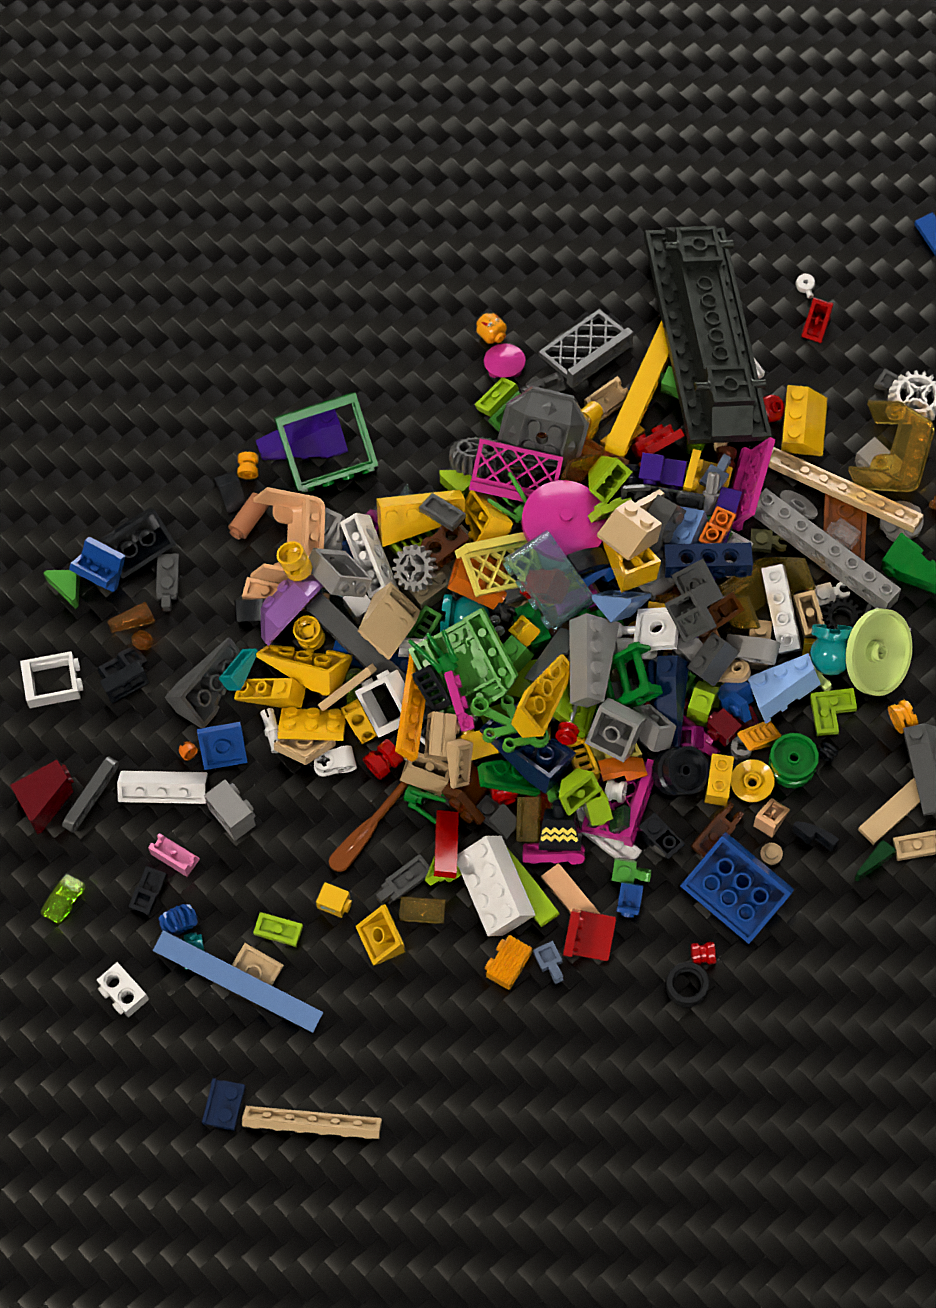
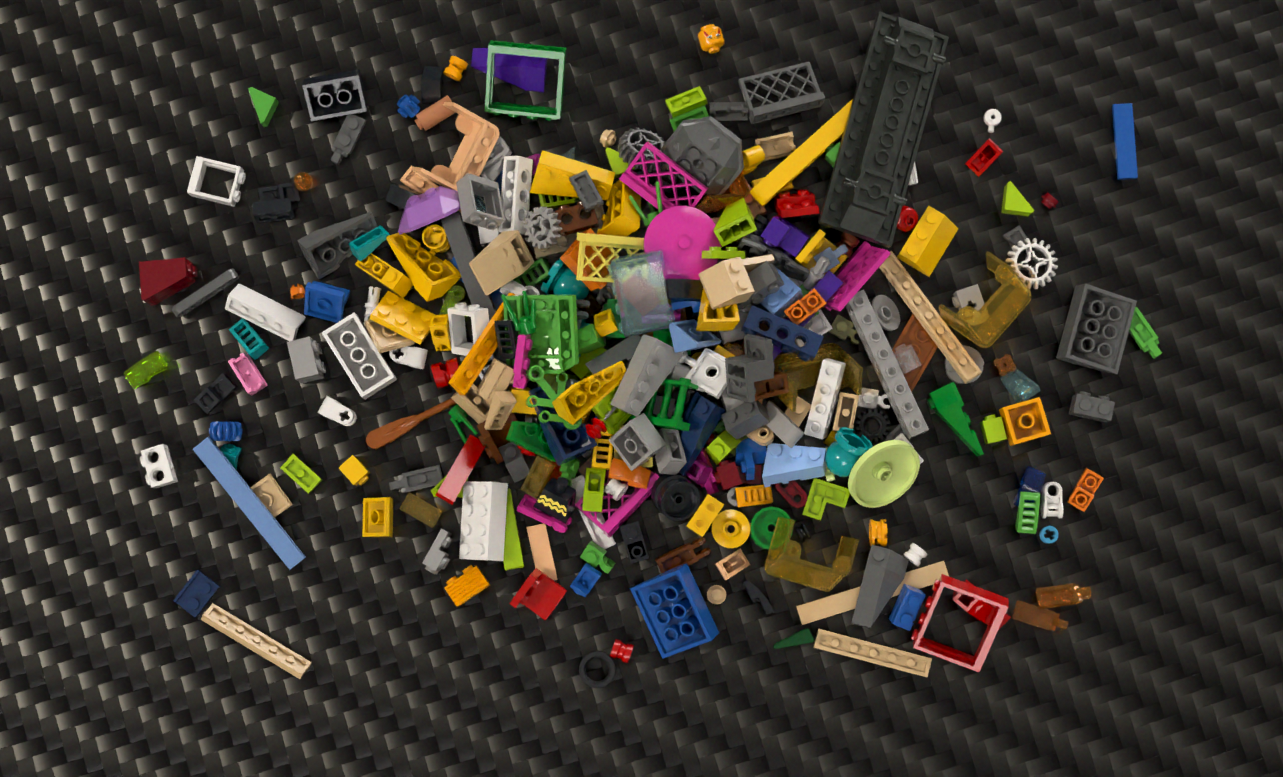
camera: 25 degrees right, 15 degrees up
(99, 564) = (293, 103): blue bracket -> none
(132, 618) = (309, 159): clear orange slope -> none
(170, 825) = (257, 347): none -> teal slope
(217, 520) = (408, 106): none -> blue gear
(283, 850) = (335, 410): none -> white piece
(284, 782) = (359, 356): none -> white brick
(294, 561) = (446, 178): yellow wheel -> none
(347, 687) = (444, 302): tan tile -> none
(435, 464) = (608, 138): none -> tan plate
(464, 943) = (436, 558): none -> light grey plate
(504, 361) = (708, 72): dark pink dish -> none
(549, 958) = (499, 596): sand blue plate -> none
(577, 789) = (581, 478): lime slope -> none
(620, 819) = (607, 515): clear green tile -> none
(794, 716) = (790, 491): none -> dark red plate
(833, 783) = (785, 563): none -> clear yellow windscreen
(869, 348) = (1014, 202): none -> lime slope
(902, 333) = (1049, 201): none -> dark red plate

